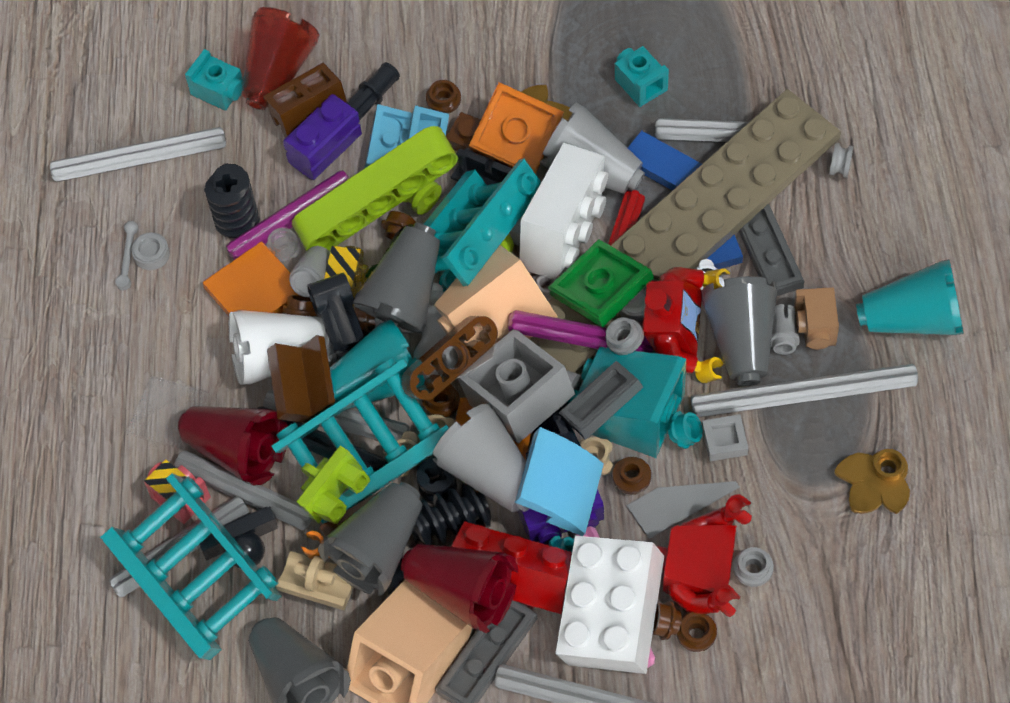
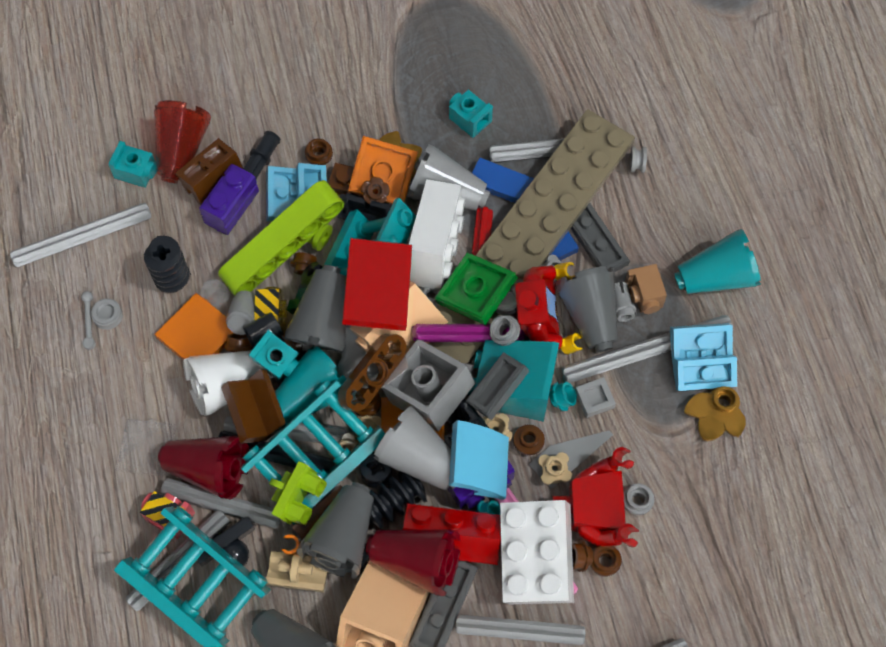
camera: 15 degrees left, 5 degrees up
(283, 217) = (211, 269): magenta axle -> none
(338, 337) = (262, 352): none -> teal brick
(473, 253) = (377, 284): none -> red tile
(501, 141) = (375, 183): none -> reddish brown plate
(652, 523) = (553, 477): none -> tan plate
(872, 409) = (703, 356): none -> medium azure slope

